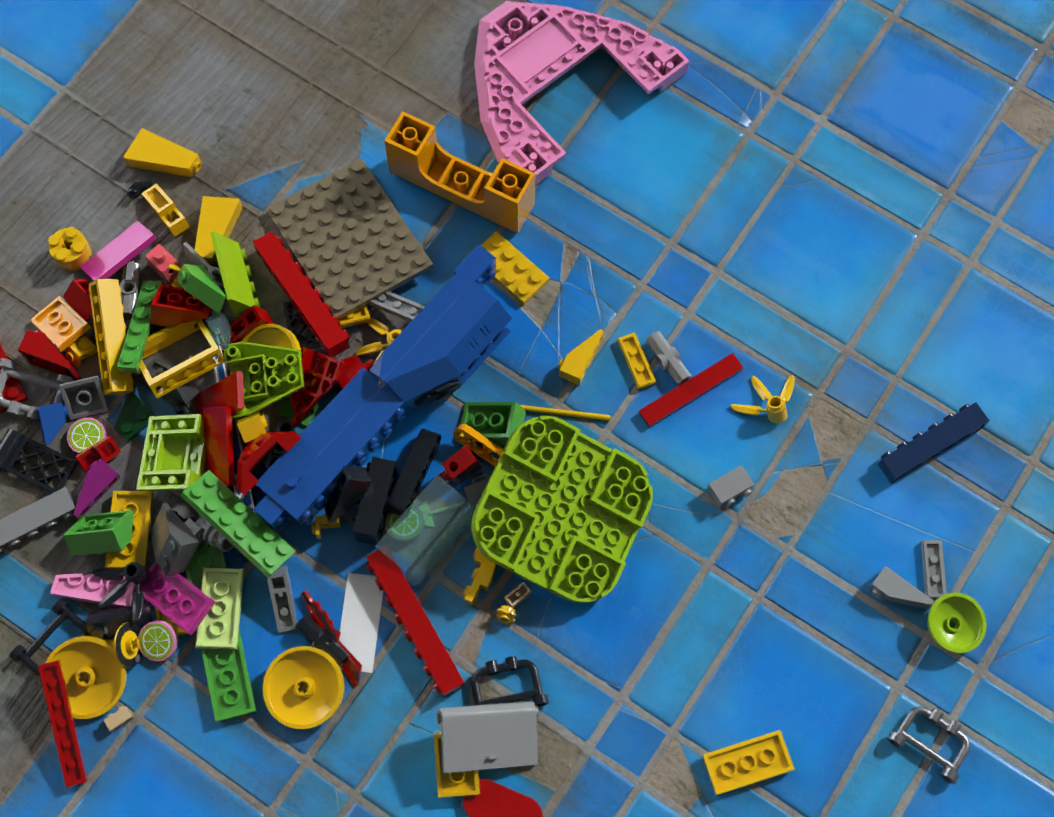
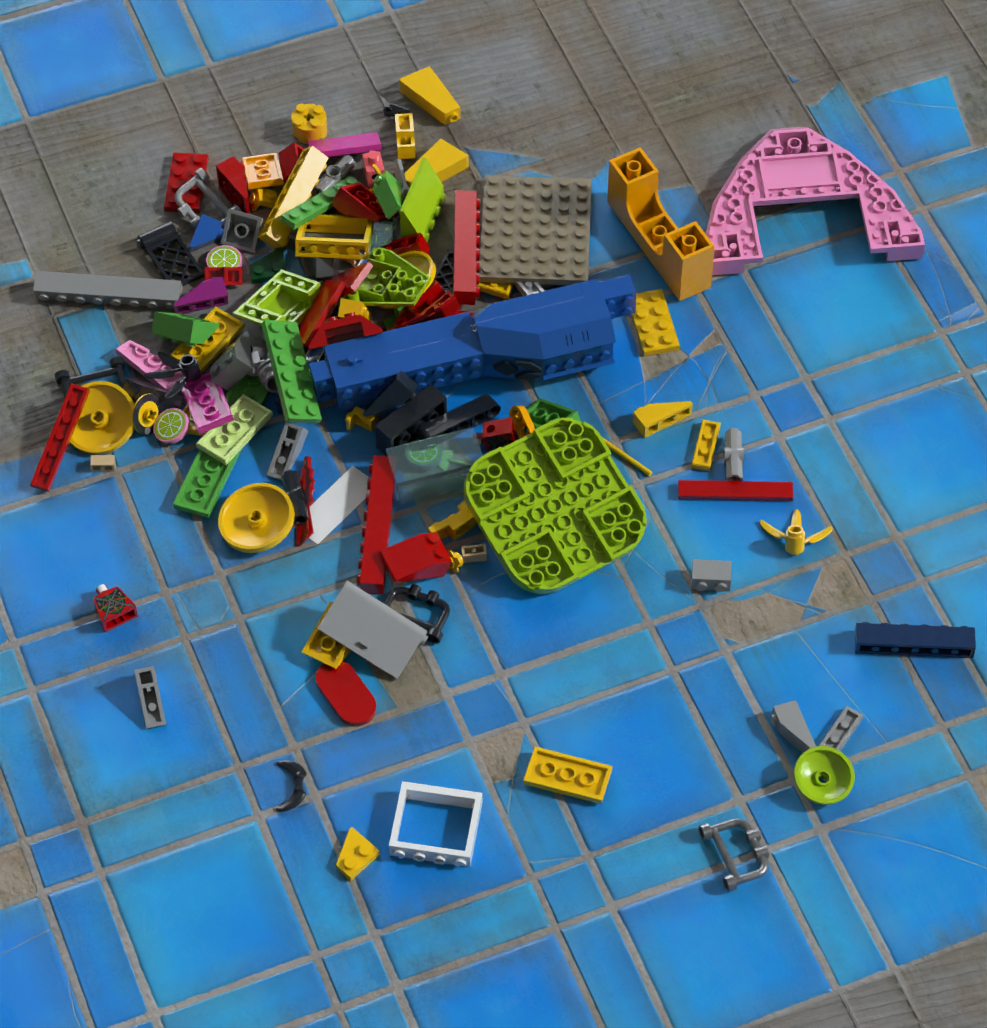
camera: 35 degrees right, 15 degrees down
(475, 637) = (417, 558): none -> red slope

